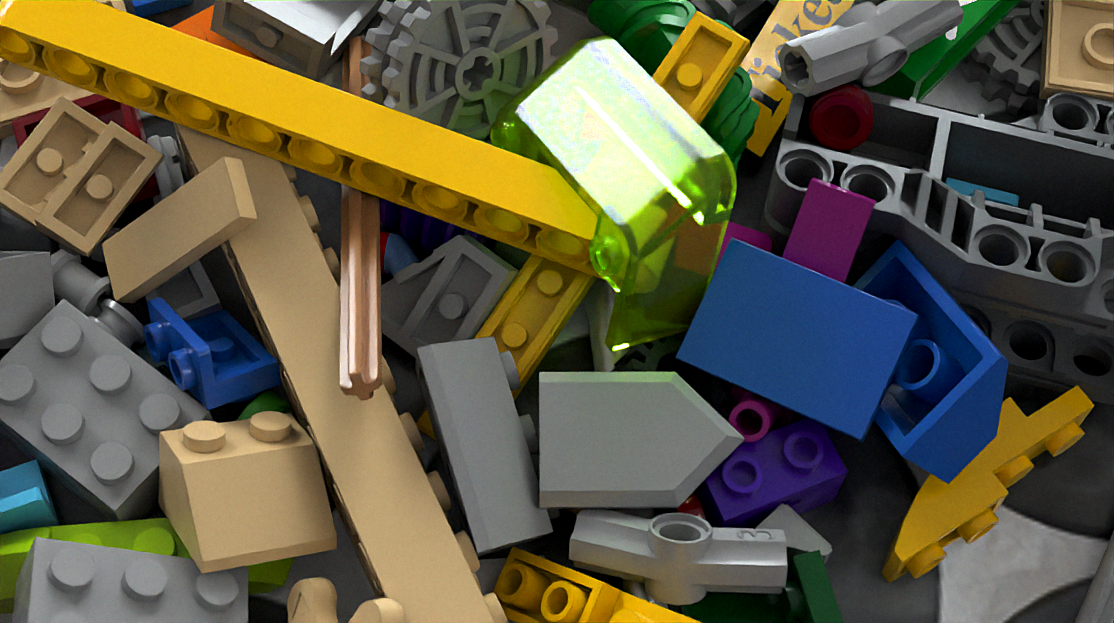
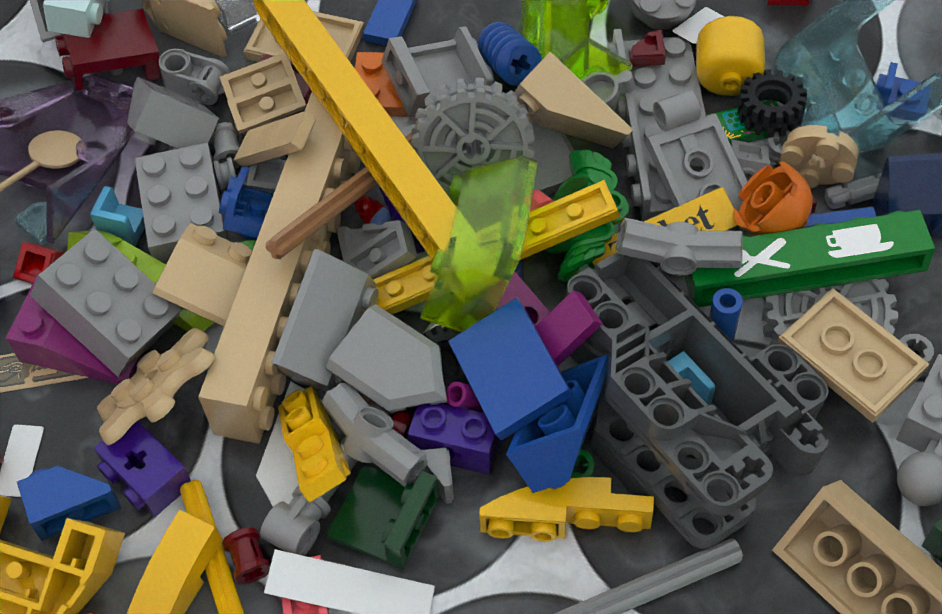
camera: 45 degrees right, 5 degrees down
(841, 117) = (637, 279): dark red tile -> none
(967, 86) = (726, 310): none -> blue cylinder

